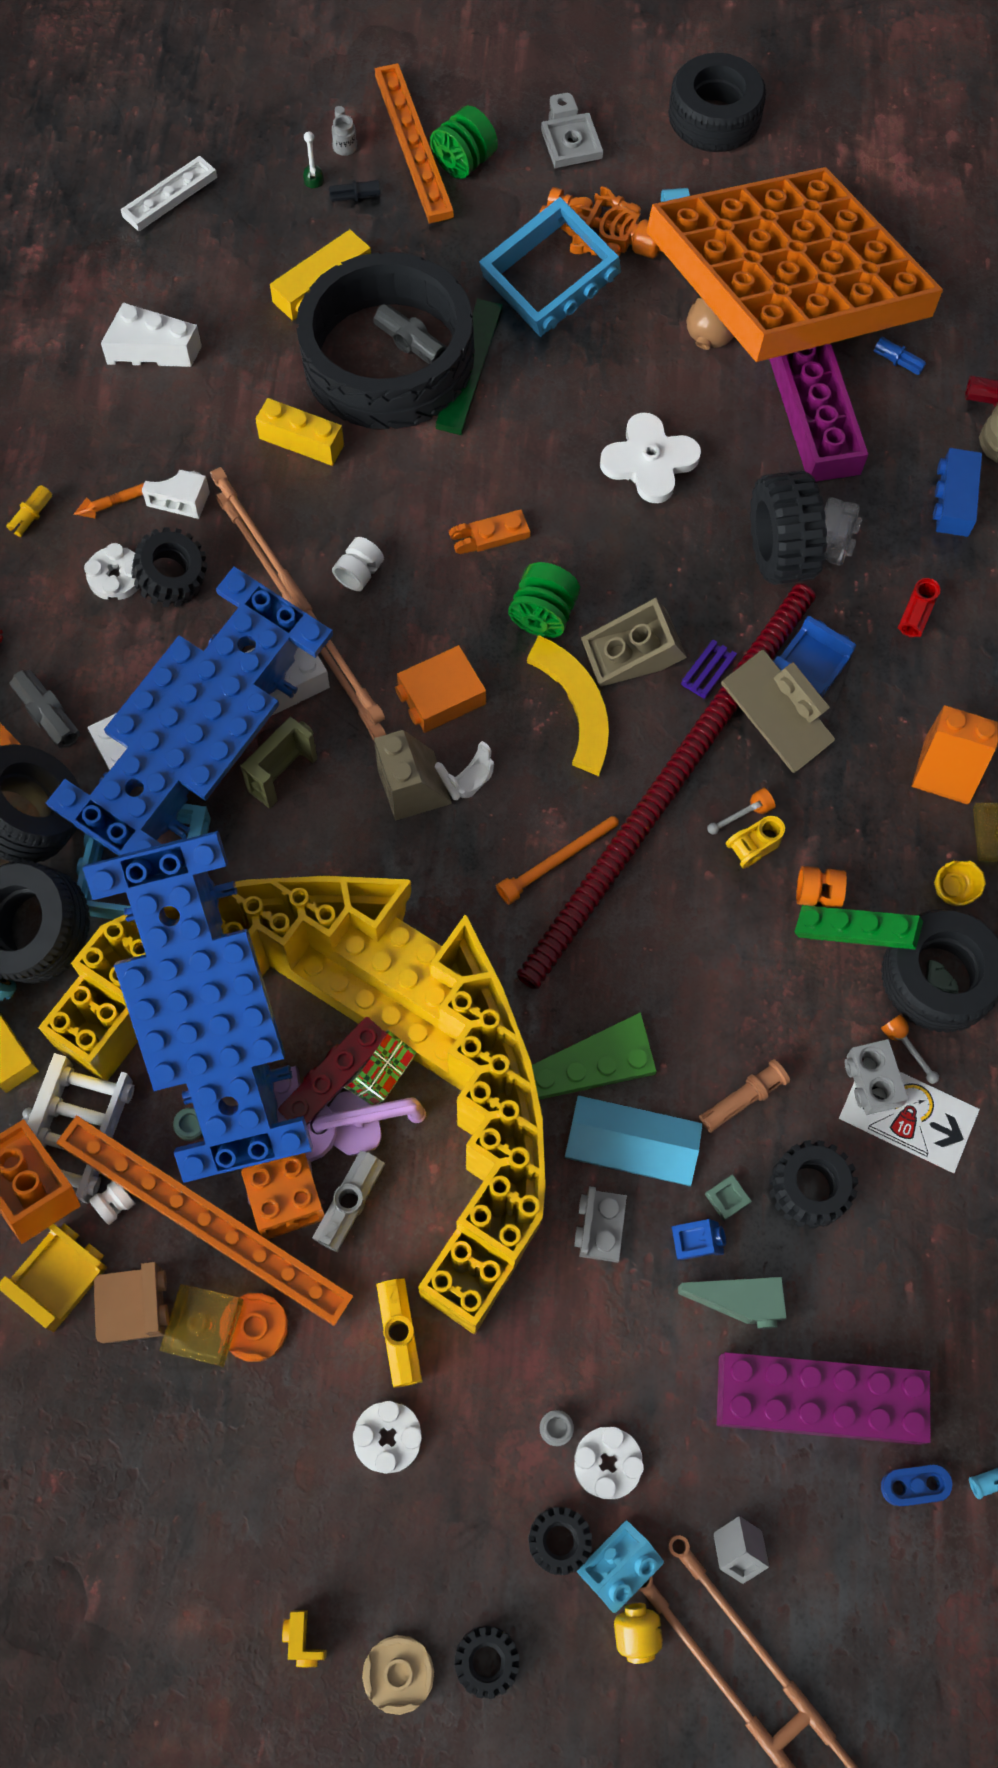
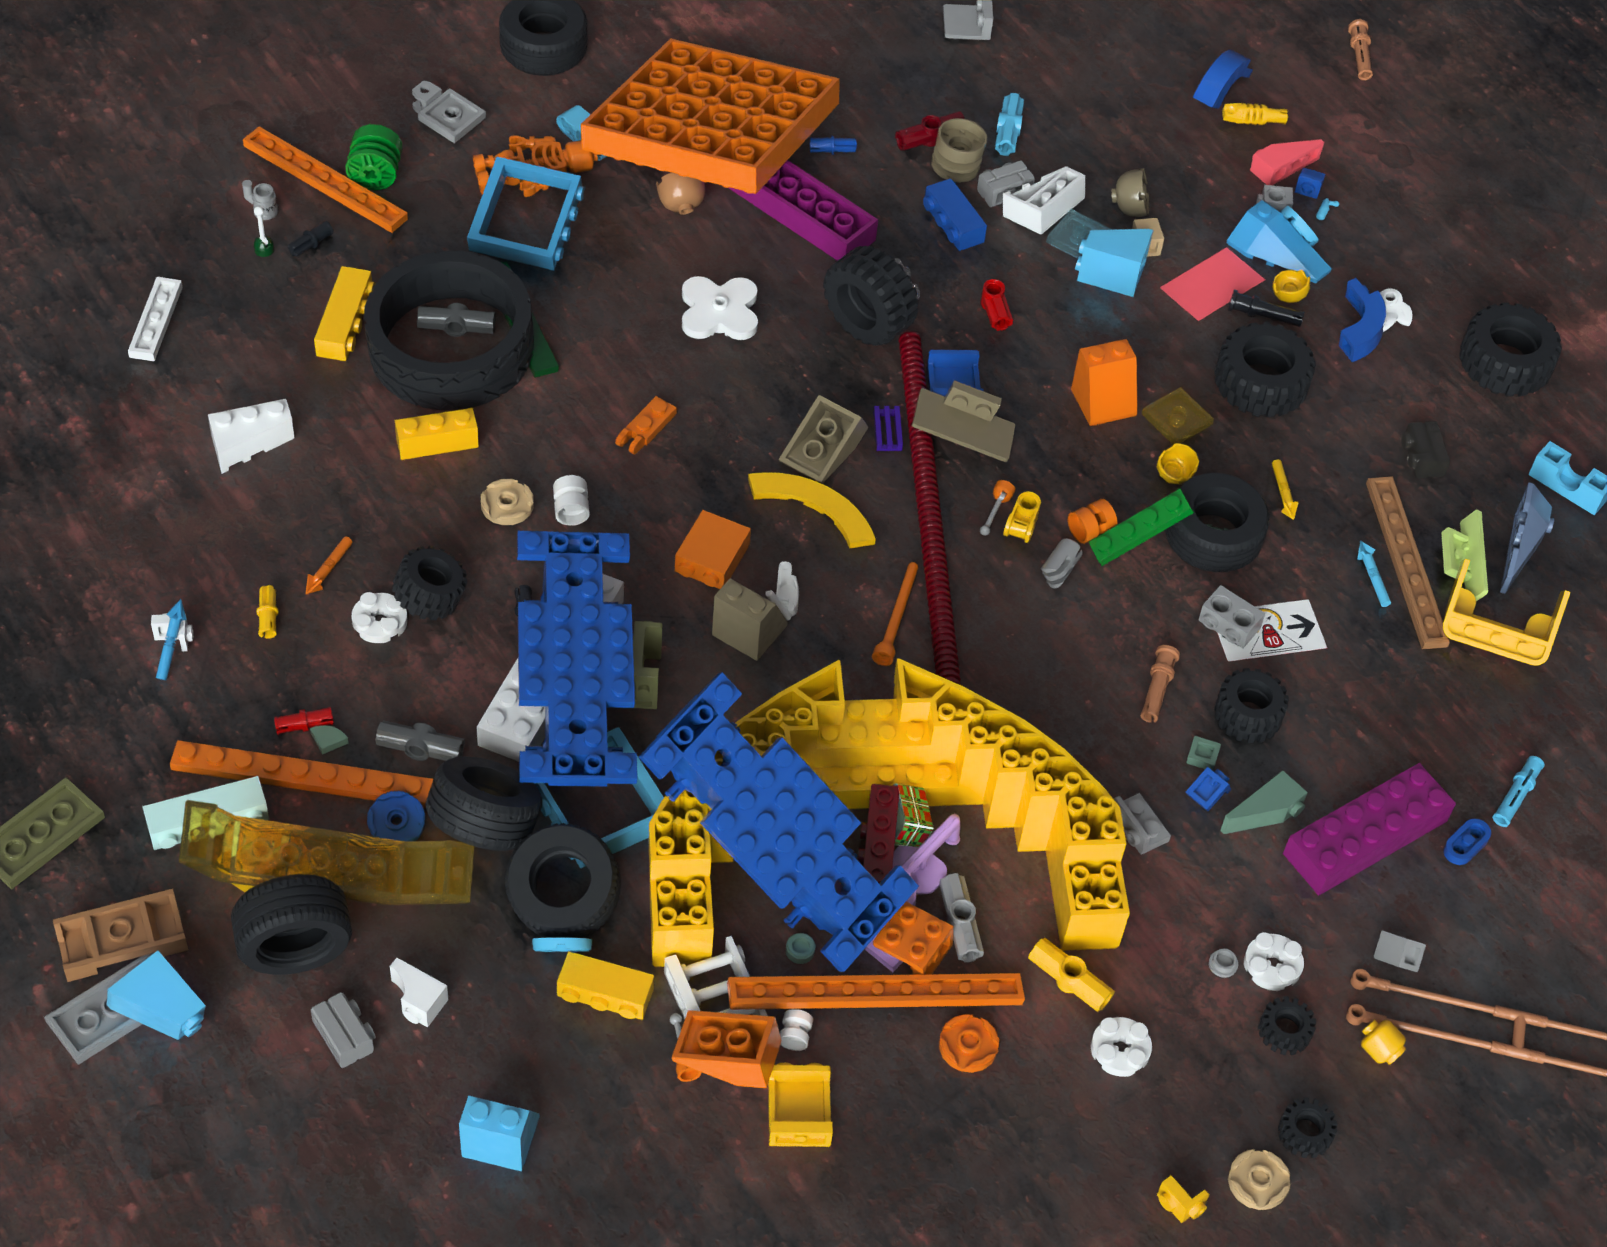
camera: 40 degrees left, 15 degrees down
(130, 1304) = (874, 1082): medium nougat bracket -> none
(181, 494) = (382, 532): white arch -> none
(201, 1325) = (934, 1062): clear yellow plate -> none
(303, 521) = (507, 502): none -> tan plate
(368, 711) = (420, 517): nougat bar -> none
(544, 599) = (736, 444): green wheel -> none
(600, 1060) = (1054, 709): bright green wing -> none
(620, 1566) = (1337, 1010): medium azure bracket -> none
(634, 1140) = (1123, 754): medium azure slope -> none
(755, 909) = (1061, 562): none -> light grey arm
(897, 1030) = (1218, 578): hinge -> none

